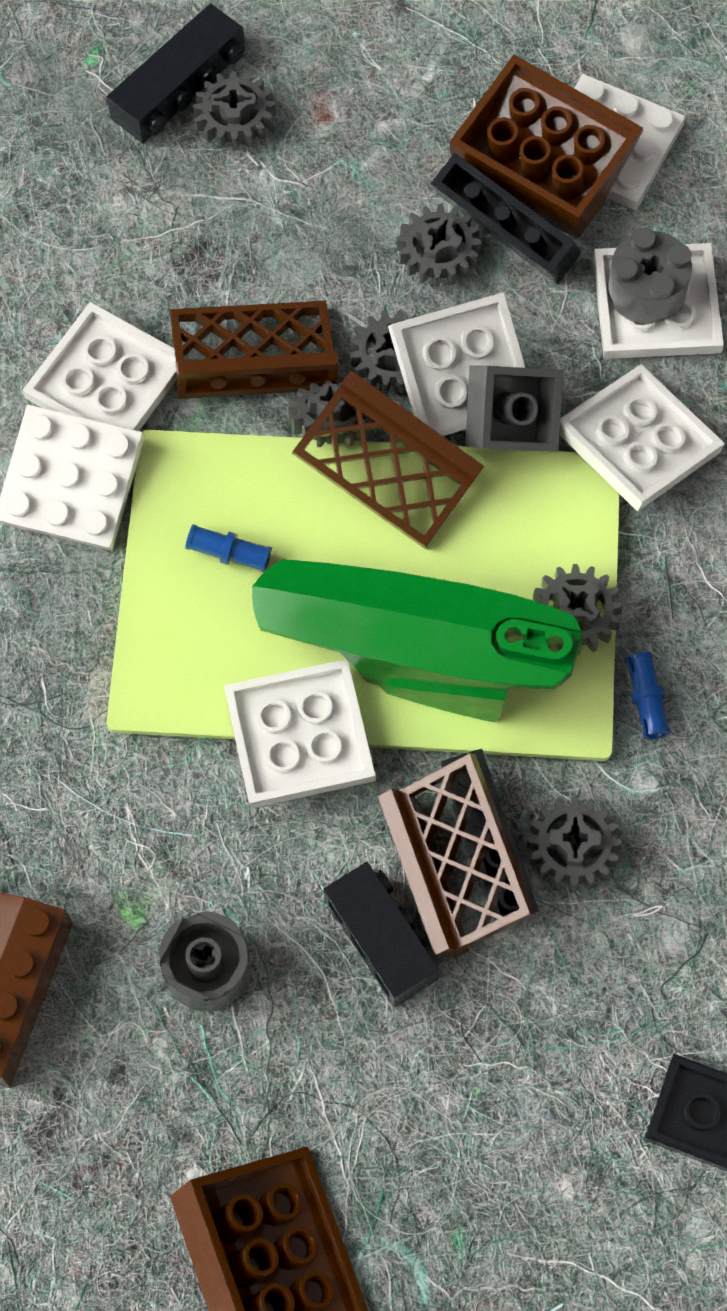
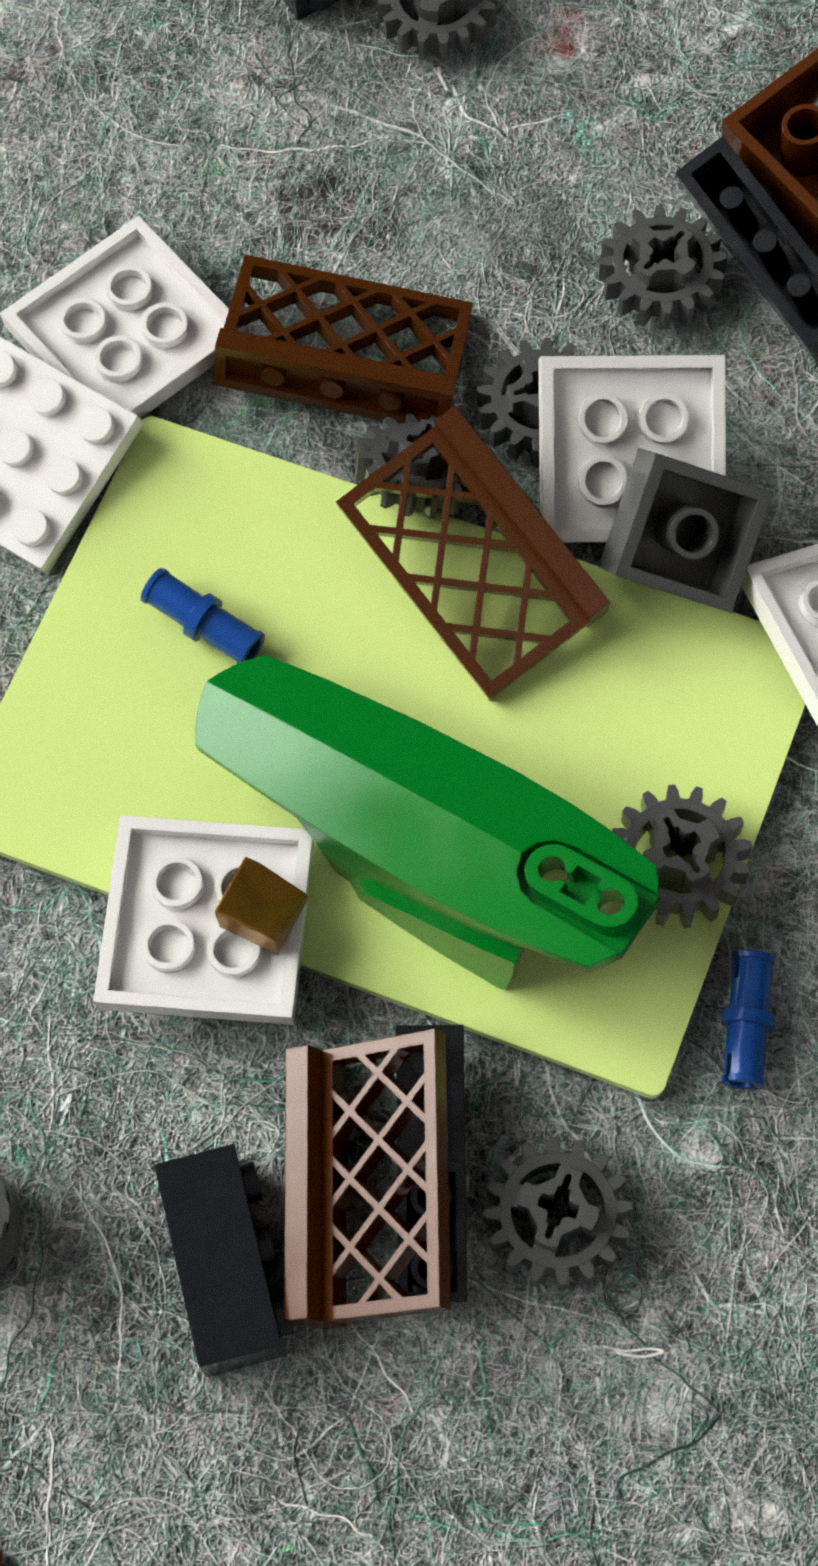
camera: 20 degrees right, 0 degrees up
(334, 714) = (260, 906): none -> pearl gold slope

